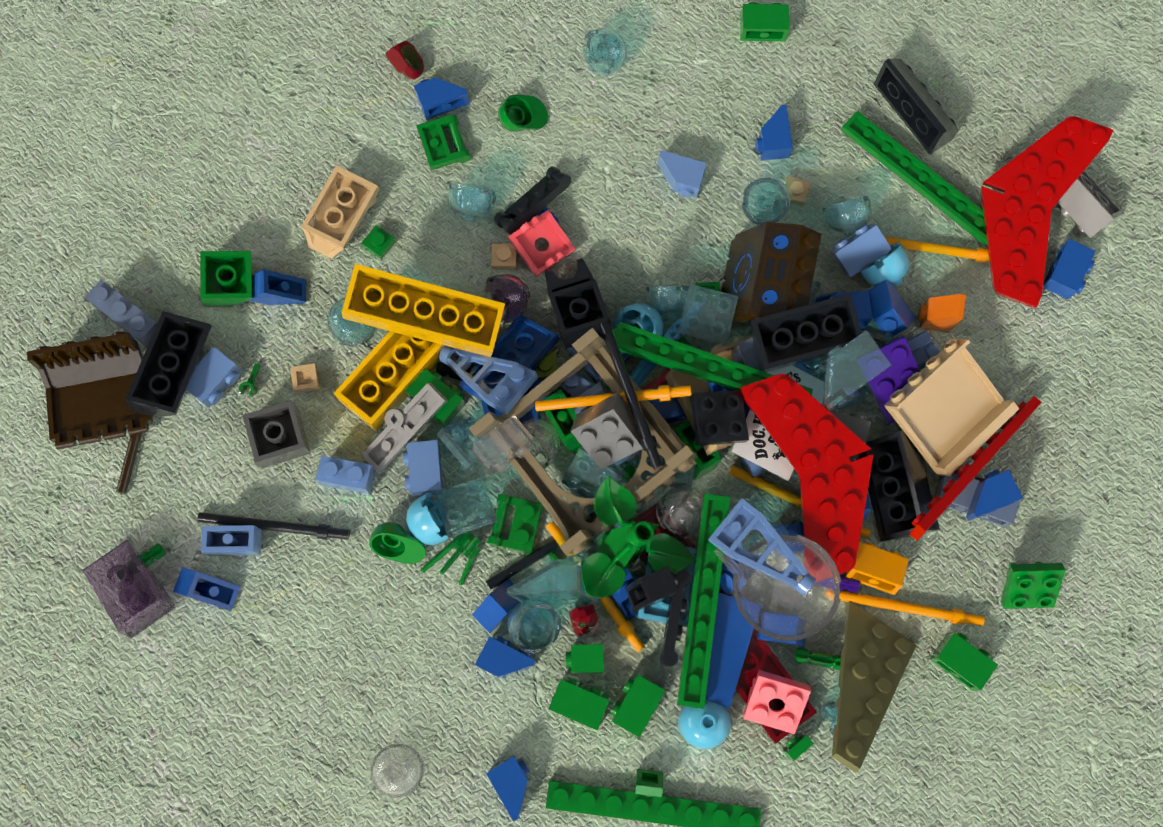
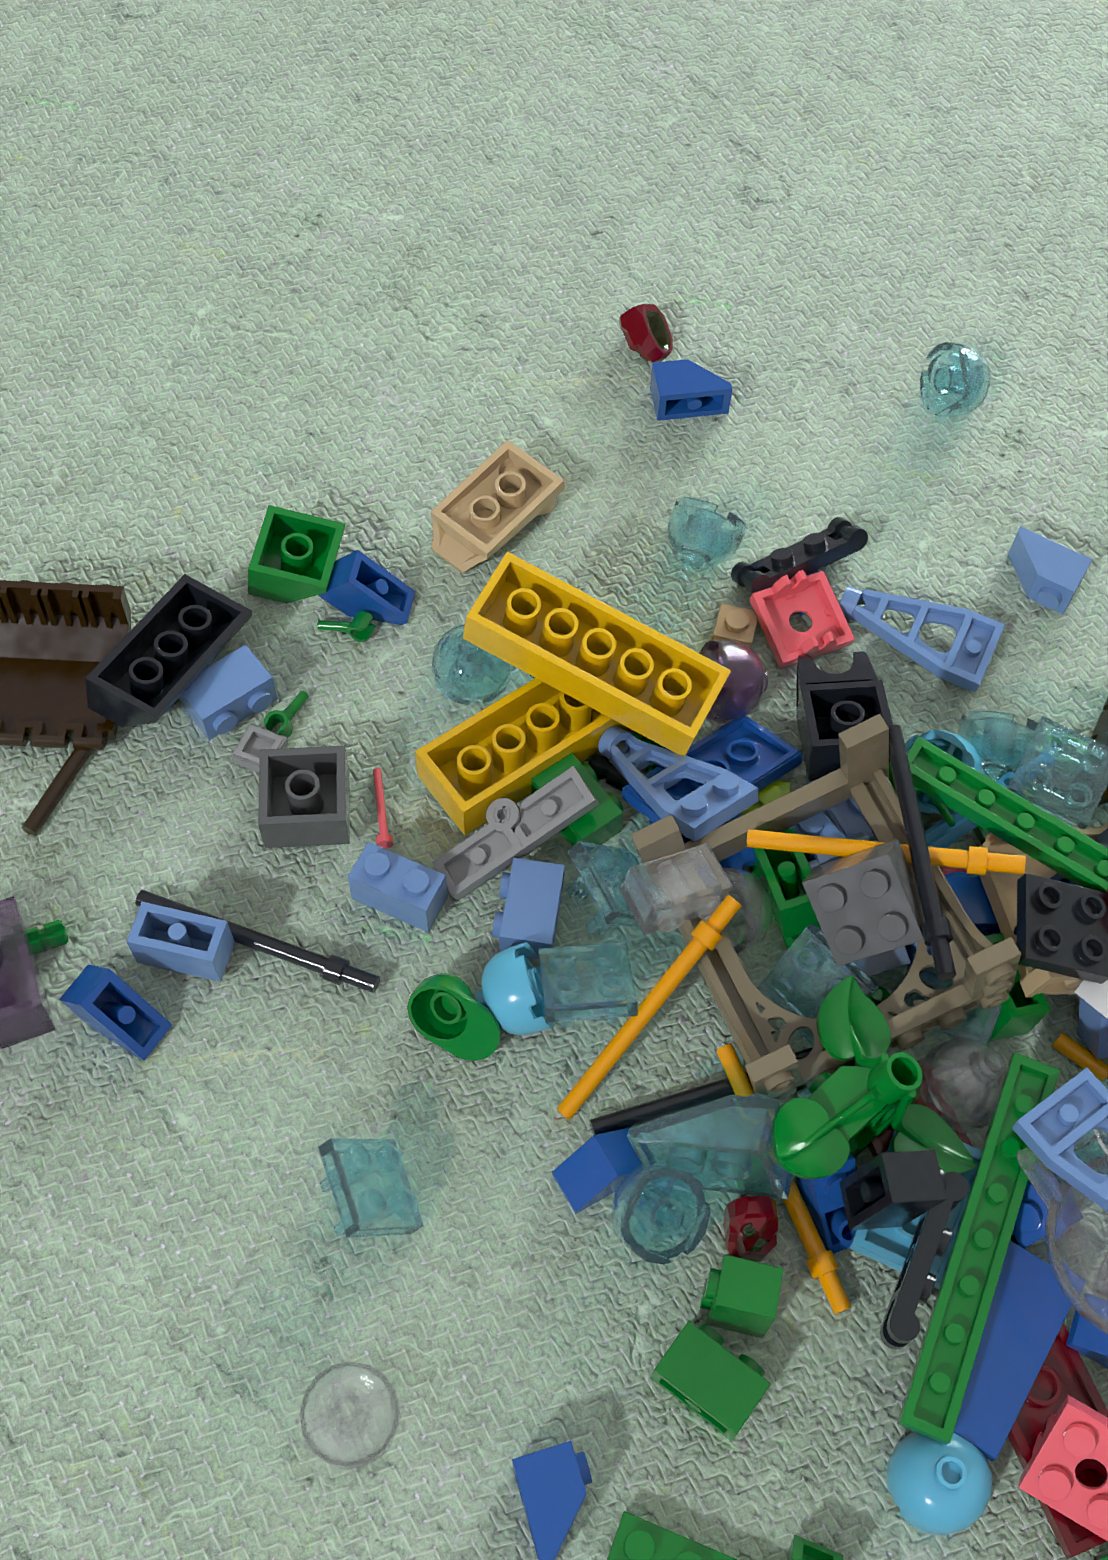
camera: 15 degrees right, 15 degrees down
(122, 312) = (120, 564): sand blue brick -> none
(240, 405) = (256, 738): none -> light grey tile
(279, 313) = (358, 629): none -> green hand
(305, 378) = (373, 728): tan plate -> none
(330, 445) = (384, 839): none -> coral piece
(375, 652) = (369, 1187): none -> clear light blue plate
(378, 242) = (547, 558): green plate -> none
(436, 145) = (666, 455): green plate -> none
(465, 545) = (566, 1049): green plant -> none
(503, 660) = (590, 1262): blue slope -> none
(522, 113) = (807, 434): green cap -> none
(523, 525) = (675, 1045): green plate -> none
(524, 469) = (705, 936): none -> light orange bar
(637, 705) = (818, 1412): green brick -> none
(645, 238) = (969, 653): none -> medium blue plate

